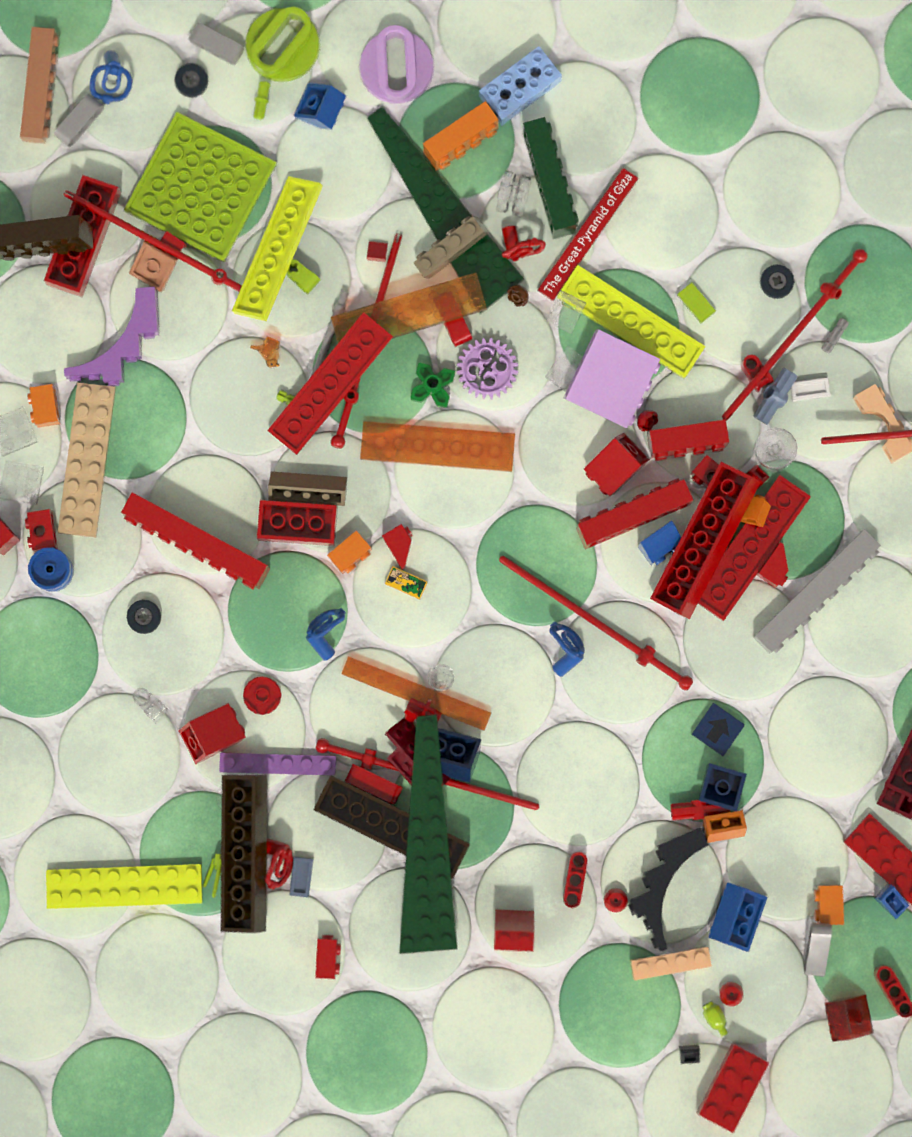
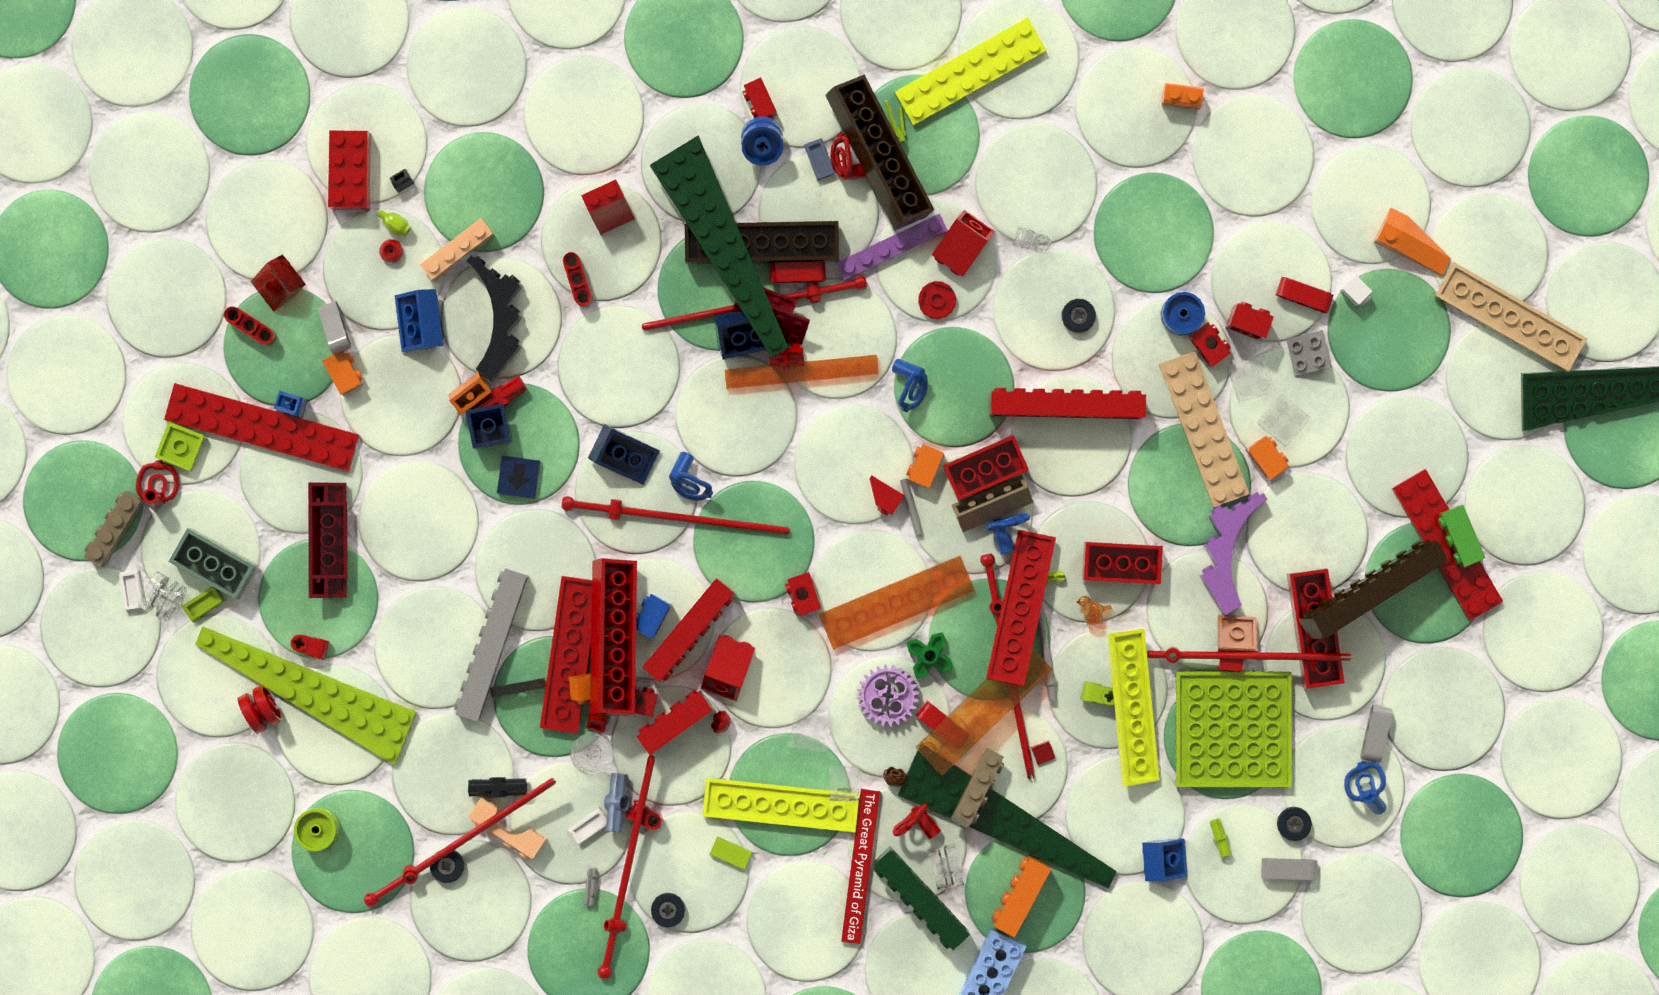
camera: 155 degrees right, 5 degrees up
(39, 84) = (1430, 747): nougat brick -> none
(220, 378) = (1122, 563): none -> red brick
(299, 54) = (1208, 896): lime piece -> none
(312, 460) = (1001, 531): none -> blue piece
(344, 918) = (762, 141): none -> blue wheel
(381, 523) = (911, 506): none -> light grey bar
(406, 583) = (861, 465): tile -> none
(418, 66) = (1094, 943): lavender piece -> none
(439, 670) = (783, 389): clear wheel -> none
(516, 483) = (805, 582): none -> red brick
(612, 378) = (770, 741): lavender panel -> none
(613, 701) = (623, 454): none -> dark blue slope
(618, 906) = (533, 286): red plate -> none
(775, 567) = (539, 647): red slope -> none
(812, 542) = (518, 687): none -> clear smoke beam
(874, 463) = (497, 787): none -> black piece

